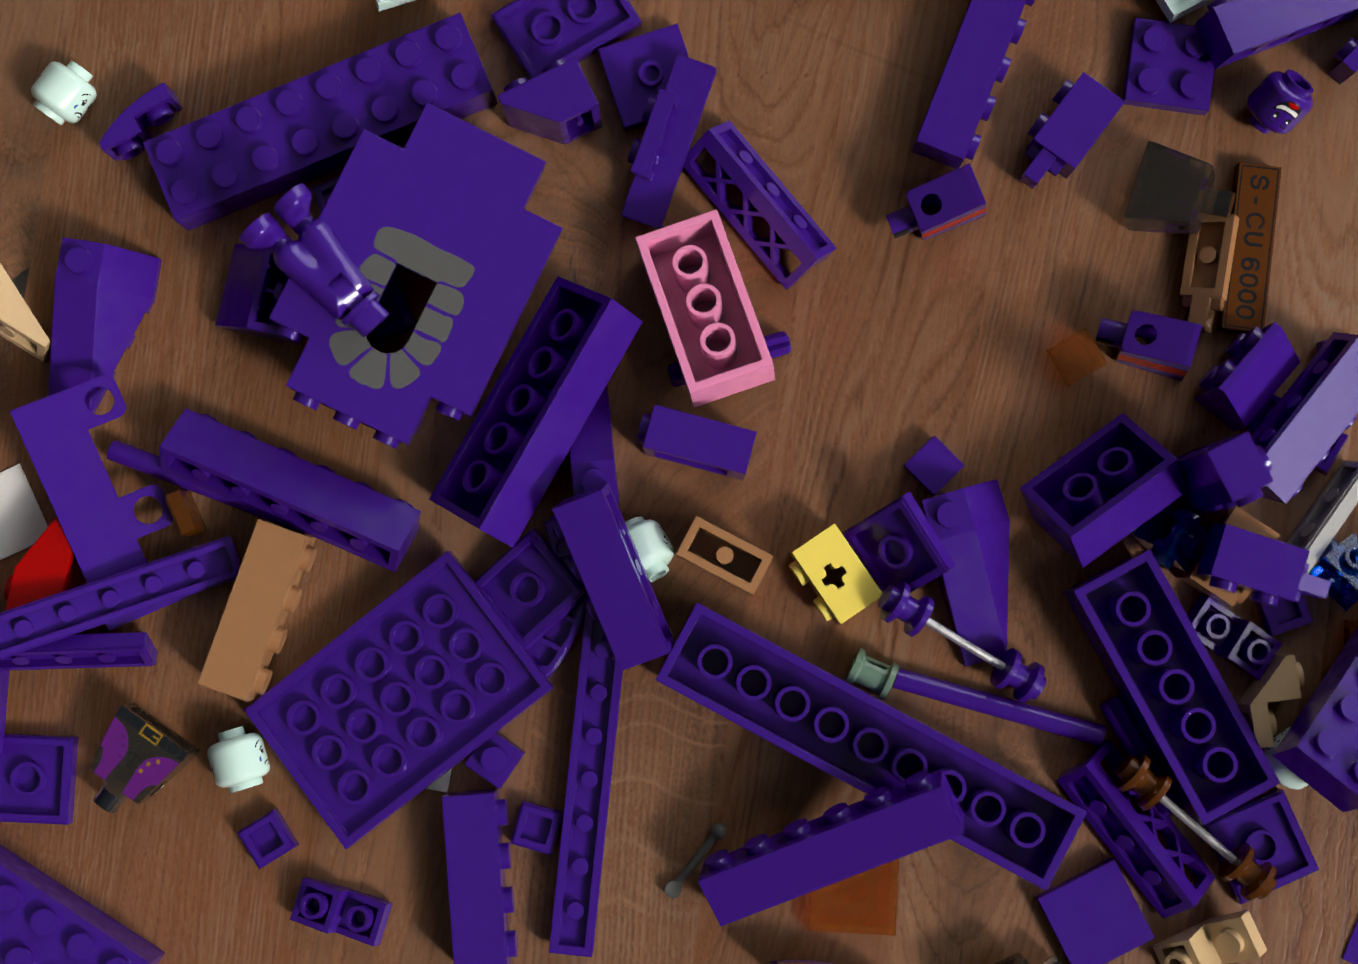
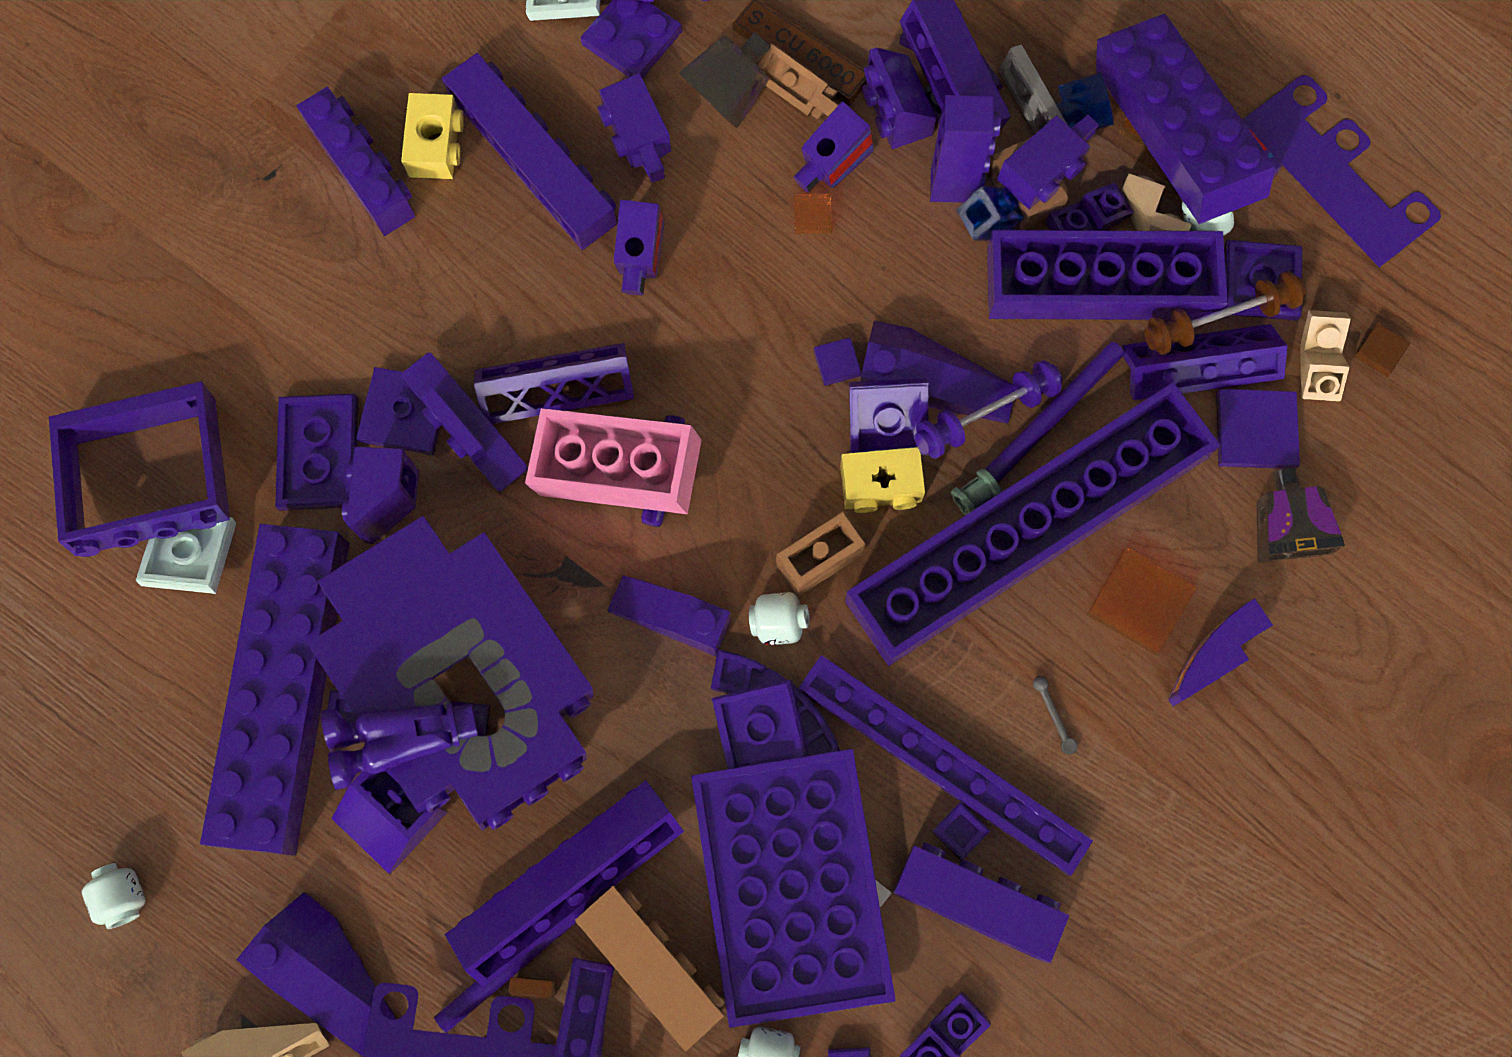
camera: 60 degrees left, 10 degrees down
(128, 131) = (183, 859): dark purple slope -> none
(495, 759) = (886, 835): dark purple plate -> none
(536, 410) = (618, 639): dark purple brick -> none
(613, 577) = (789, 646): dark purple brick -> none
(696, 441) = (717, 524): dark purple window -> none
(831, 846) = (1101, 593): dark purple brick -> none
(1104, 489) = (927, 241): dark purple brick -> none
(1134, 741) = (1127, 327): dark purple axle -> none
(1284, 616) = (1094, 172): dark purple plate -> none

